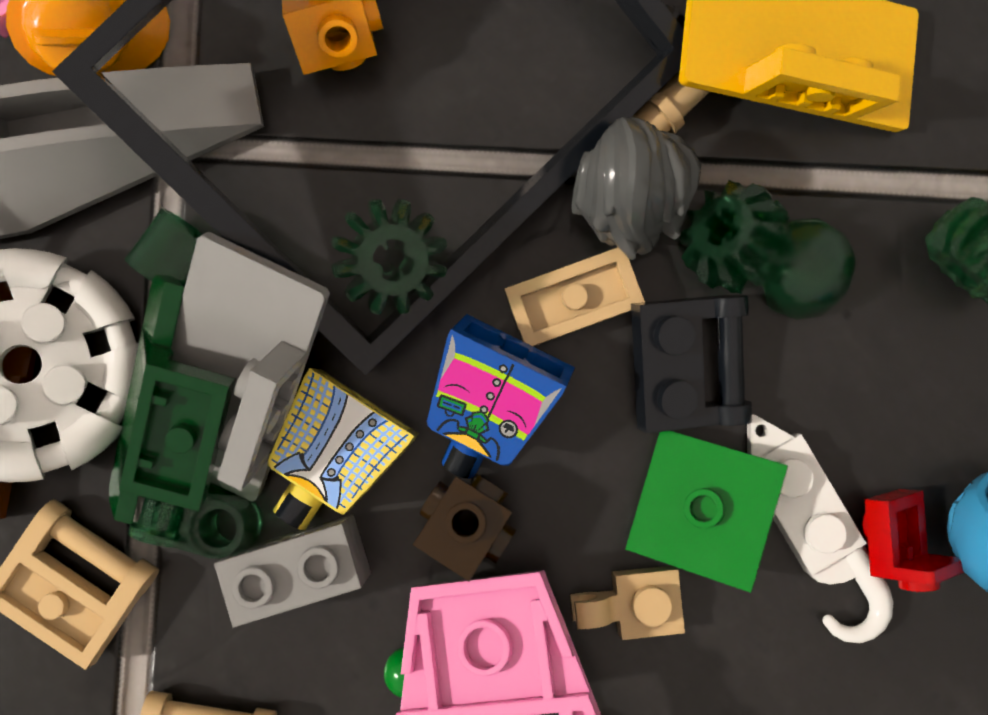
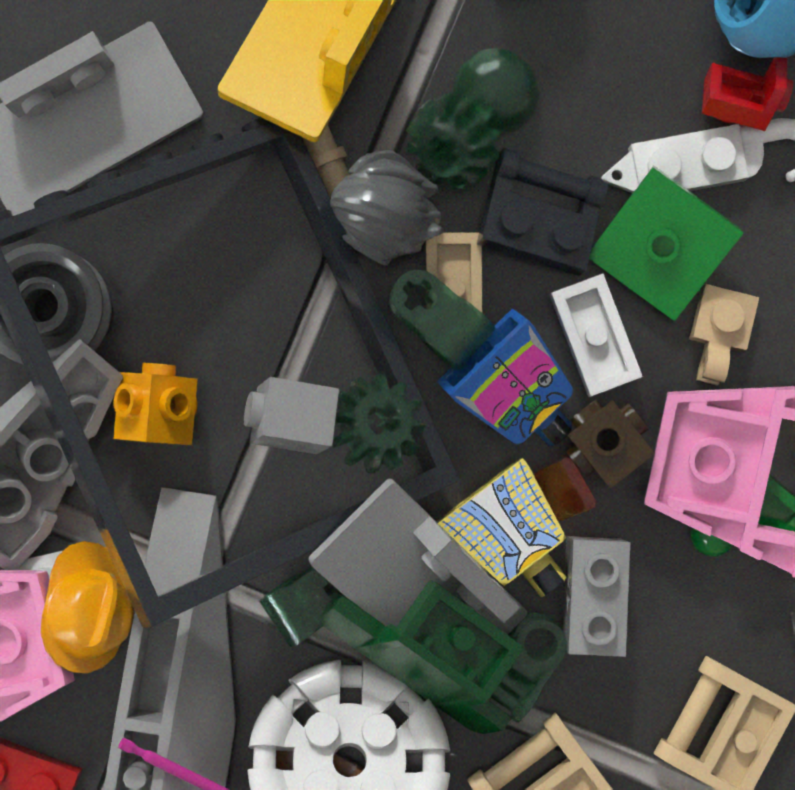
camera: 70 degrees left, 0 degrees up
(361, 153) = (292, 415): none -> light grey brick
(400, 494) = (564, 488): none -> clear red slope
(534, 300) = (449, 324): none -> clear green piece
(579, 469) = (595, 335): none -> white plate

